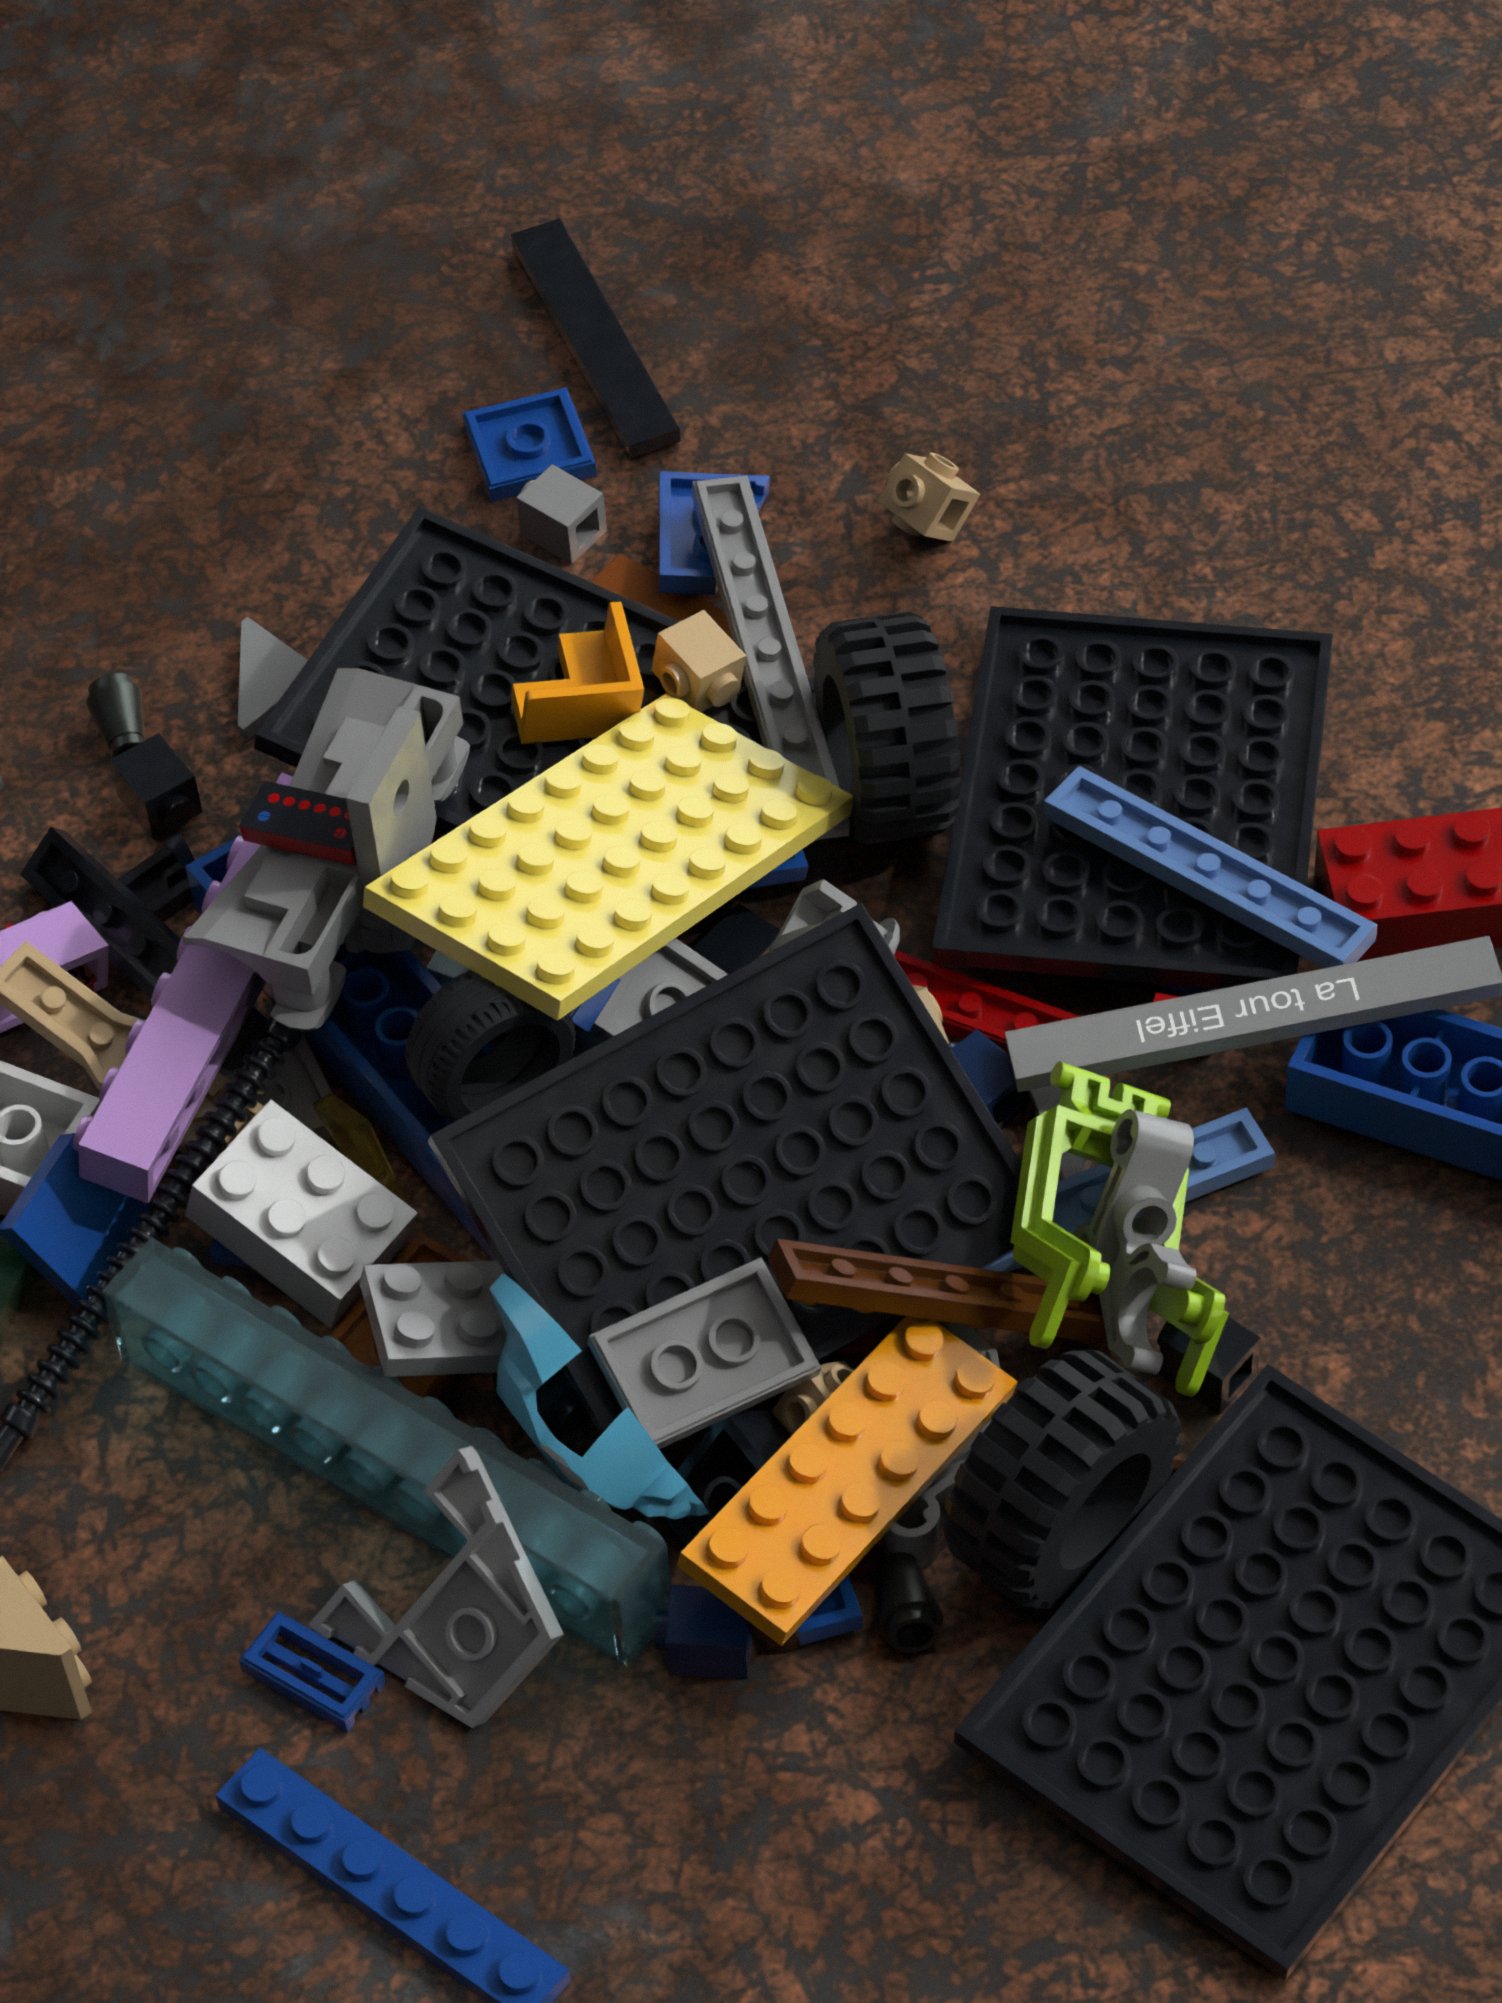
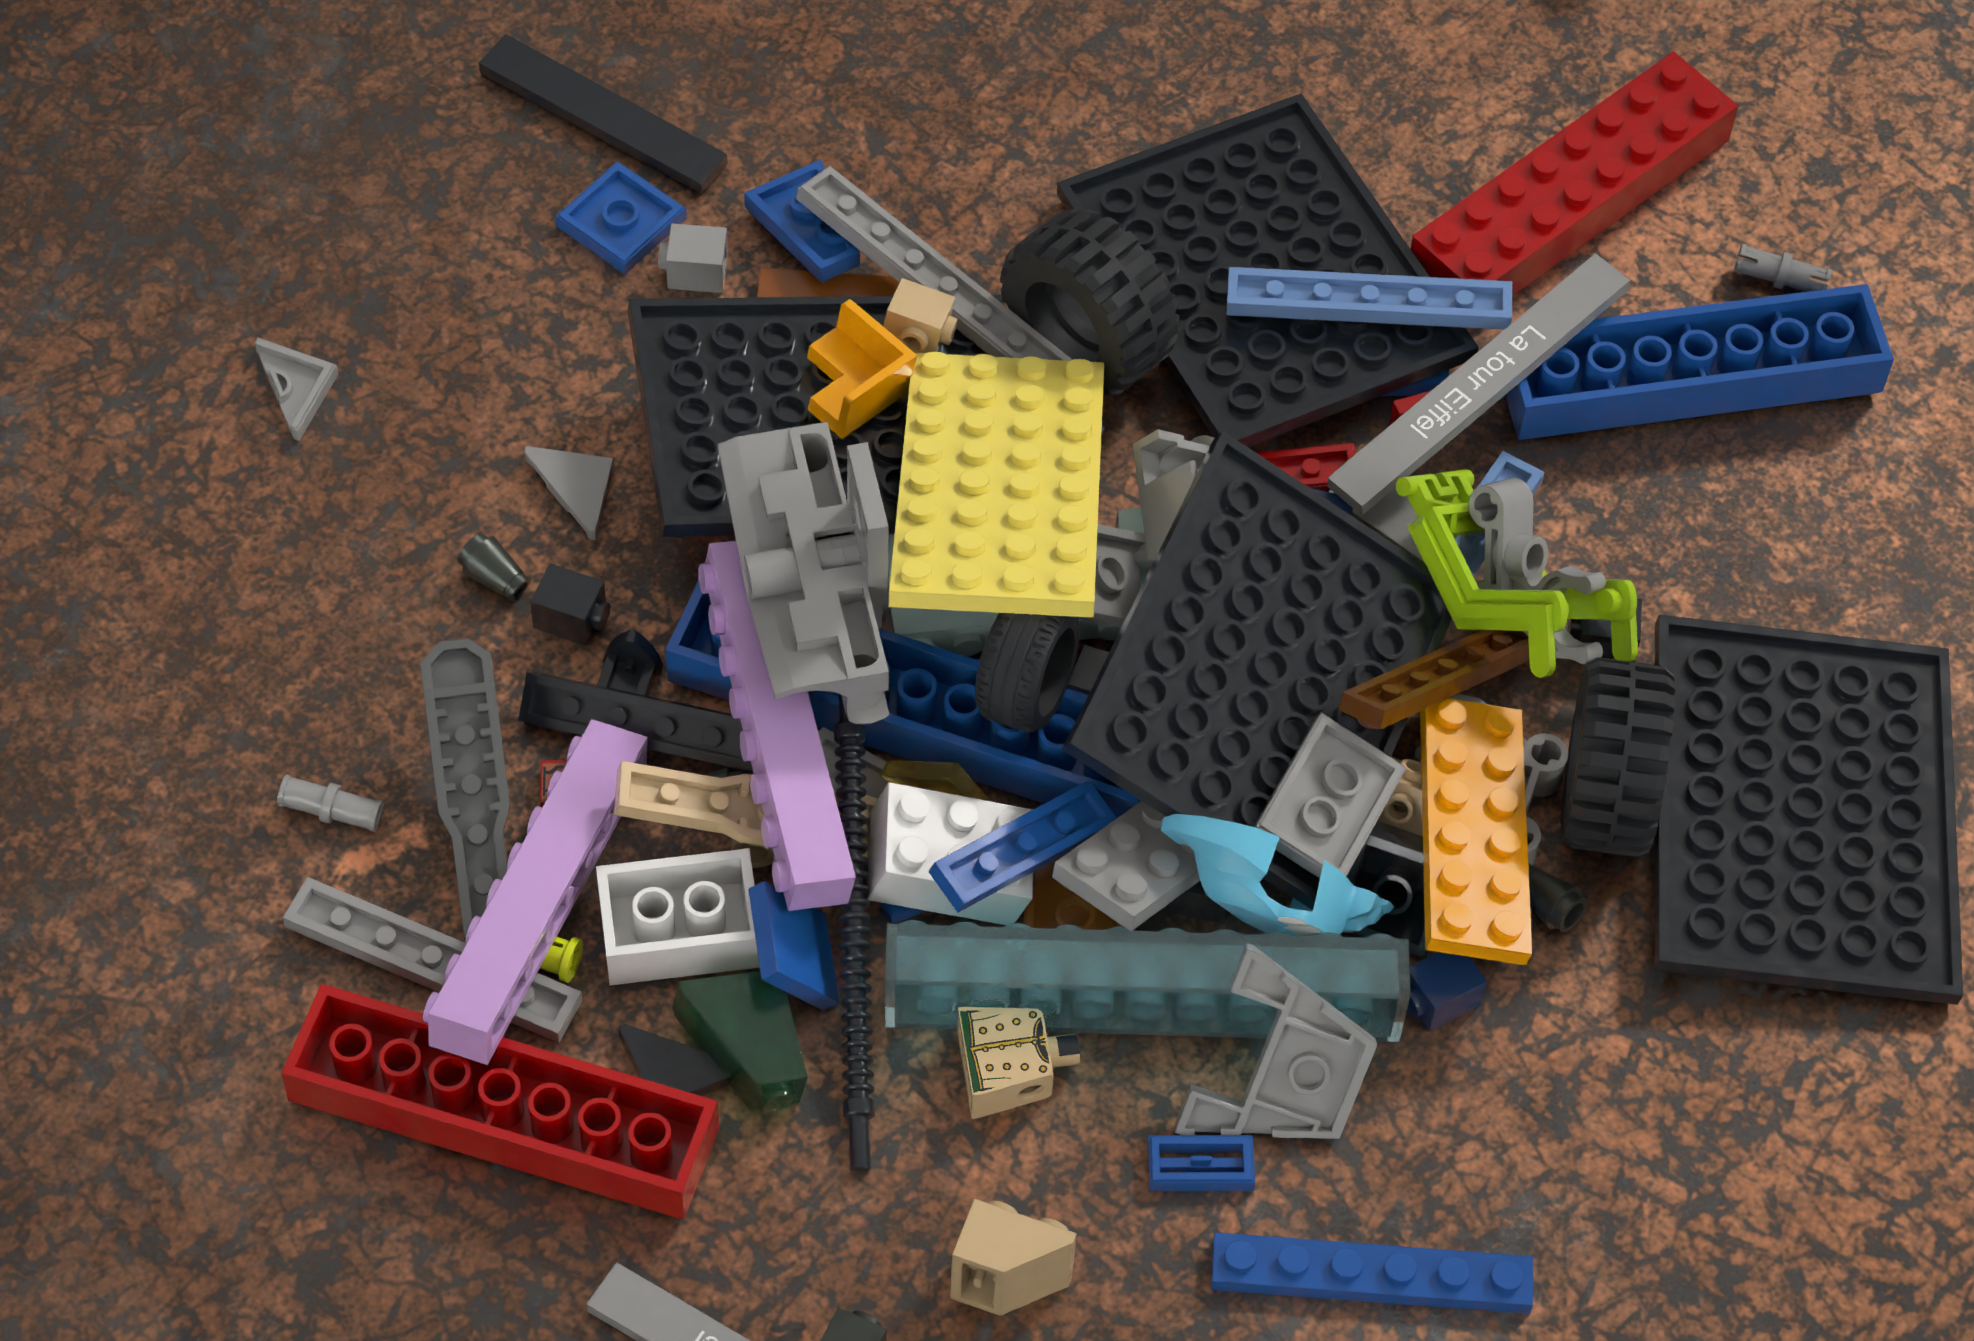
camera: 40 degrees left, 5 degrees up
(91, 461) = (297, 382): none -> light grey tile
(200, 1452) = (1009, 1057): none -> tan torso
(300, 822) = (807, 565): black tile -> none
(348, 1233) = (1021, 846): none -> blue plate
(928, 496) = (967, 119): tan brick -> none

